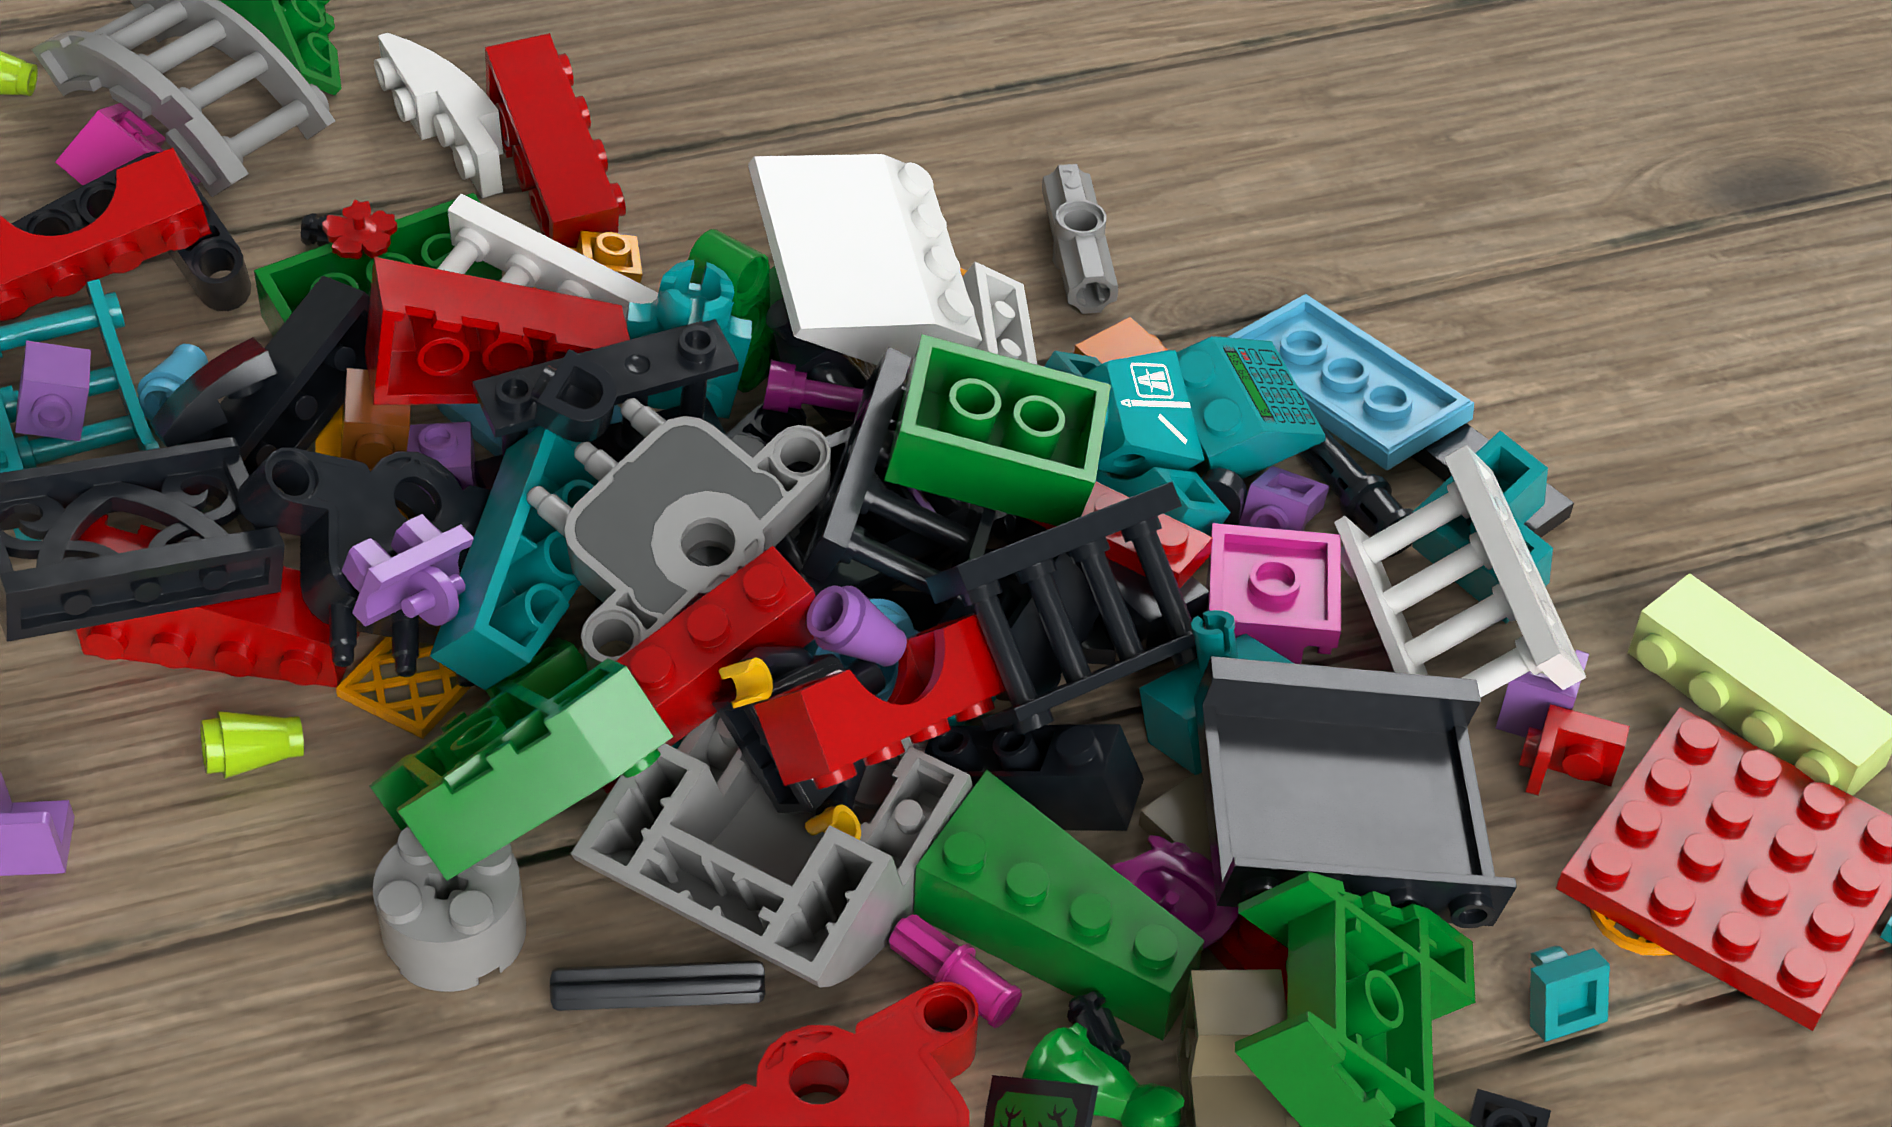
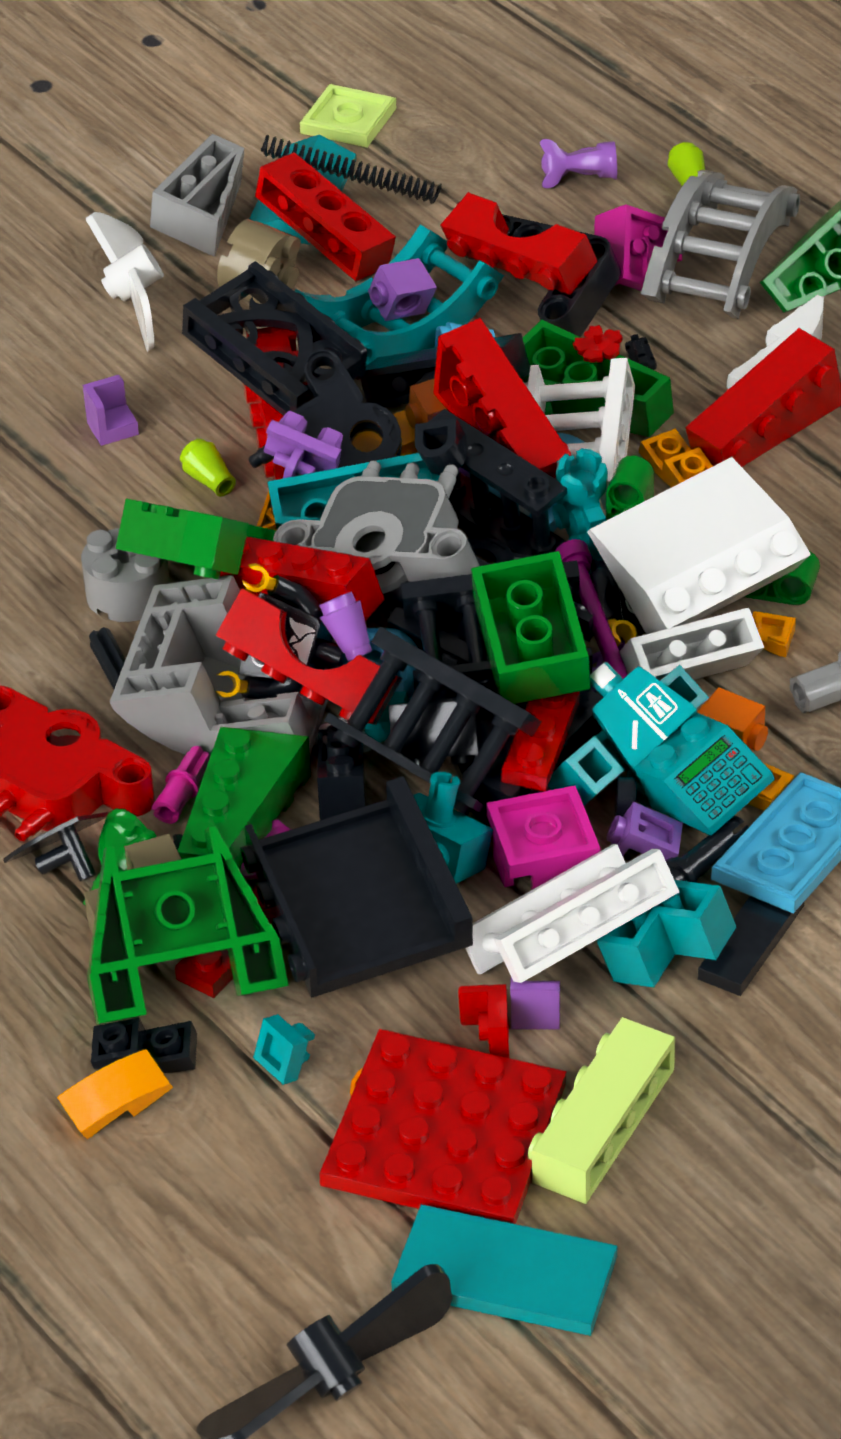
camera: 75 degrees right, 5 degrees down
(194, 406) = (399, 338): black slope -> none

